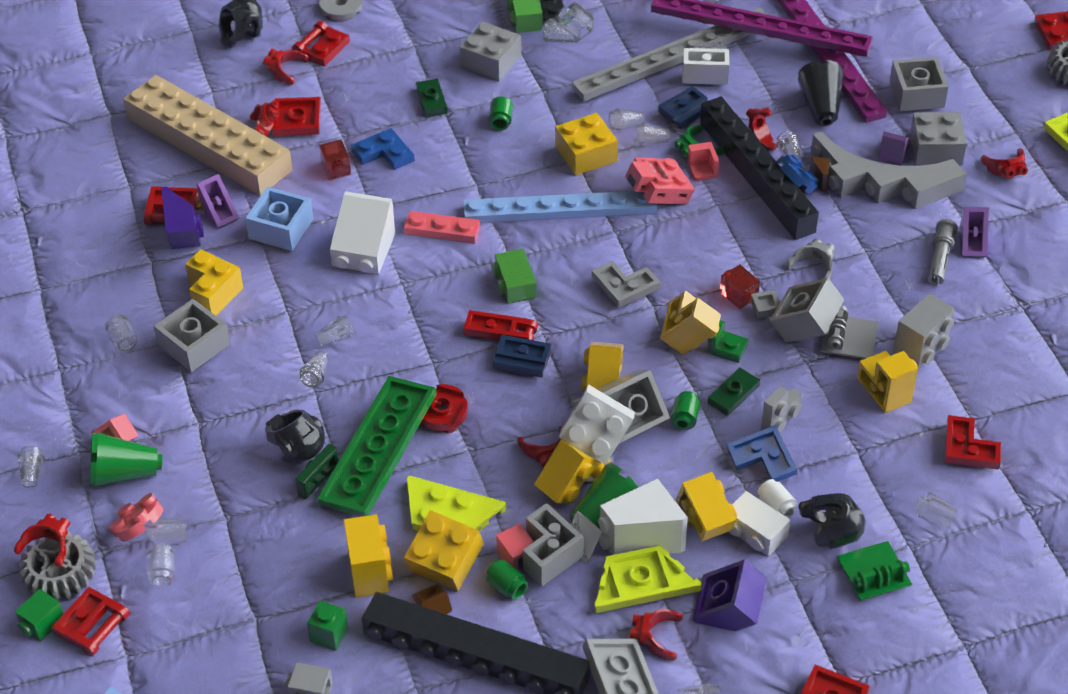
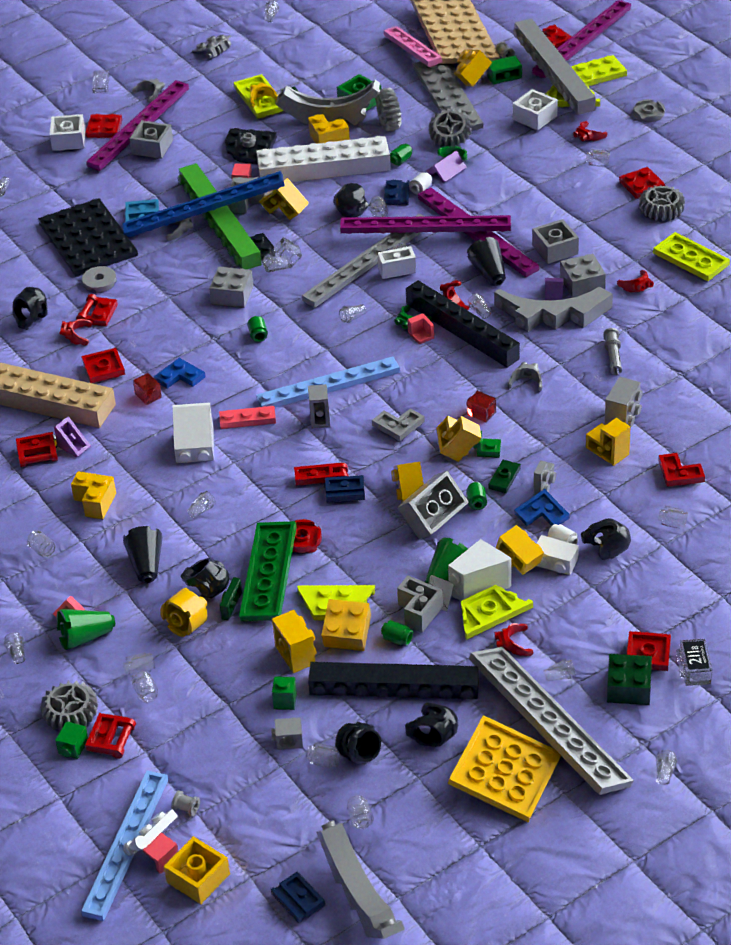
camera: 15 degrees left, 5 degrees down
(46, 528) = (56, 680): red helmet -> none
(134, 517) = (114, 660): coral plate -> none
(181, 222) = (53, 455): dark purple slope -> none
(192, 335) = (97, 531): light grey brick -> none
(236, 379) = (144, 551): none -> black cone
(249, 475) = (184, 612): none -> yellow brick
(266, 116) = (83, 368): red helmet -> none
(279, 218) = (125, 438): light blue brick -> none
(314, 370) = (197, 534): clear cone -> none
(431, 97) = (199, 330): dark green plate -> none
(433, 598) = (350, 656): reddish brown slope -> none
(511, 544) = (392, 609): coral panel -> none
(515, 275) = (317, 436): bright green brick -> none
(531, 233) = (319, 406): none -> light grey brick
(540, 453) = (389, 548): red helmet -> none
(567, 472) = (412, 552): yellow brick -> none
(586, 143) = (330, 335): yellow brick -> none
(597, 424) = (424, 514): white brick -> none
(650, 134) = (374, 319): clear cone -> none
(660, 180) = (397, 348): coral piece -> none
(683, 107) = (391, 295): dark blue plate -> none
(730, 597) = (556, 604): dark purple slope -> none
(765, 303) = (504, 413): light grey plate -> none
(793, 169) = (497, 323): blue plate -> none
(807, 310) = (537, 409): light grey brick -> none
(820, 168) = (507, 317): reddish brown slope -> none
(850, 336) = (570, 421): light grey hinge -> none
(875, 570) = (646, 564): green hinge -> none
(974, 231) = (631, 332): medium lavender slope -> none

